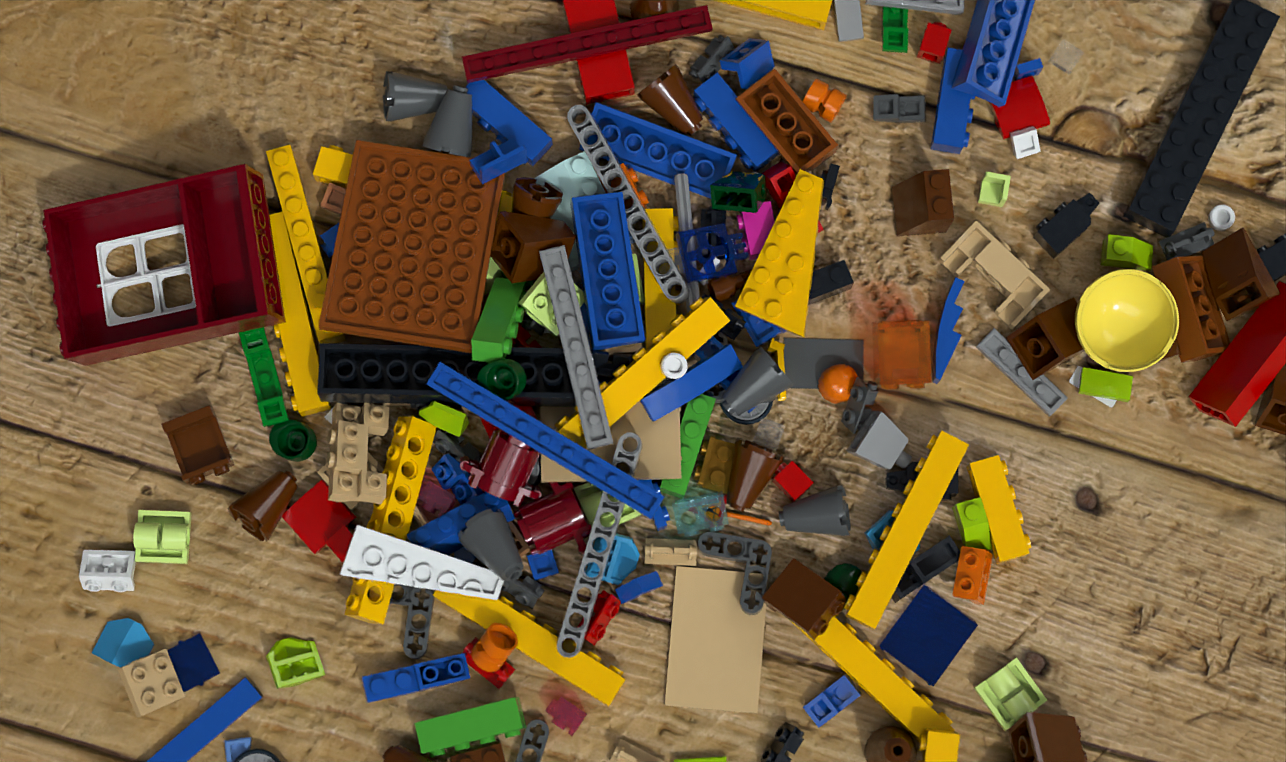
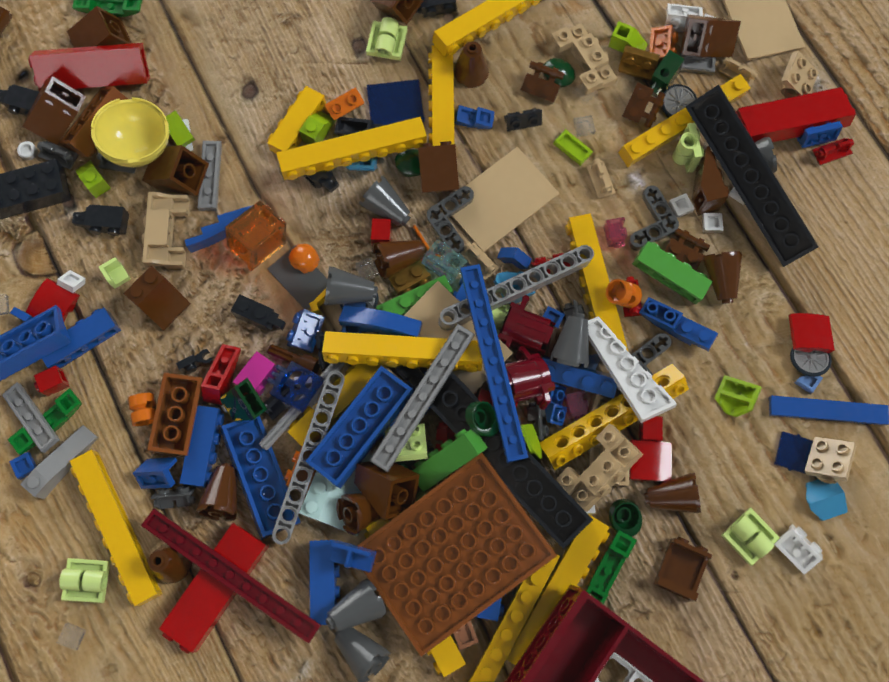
camera: 130 degrees left, 5 degrees down
(673, 365) = (381, 335): white tile -> none
(784, 269) = (268, 334): yellow wing -> none
(855, 411) = (306, 234): dark grey hinge -> none
(880, 442) = (317, 207): light grey torso -> none
(899, 109) = (110, 366): dark grey slope -> none

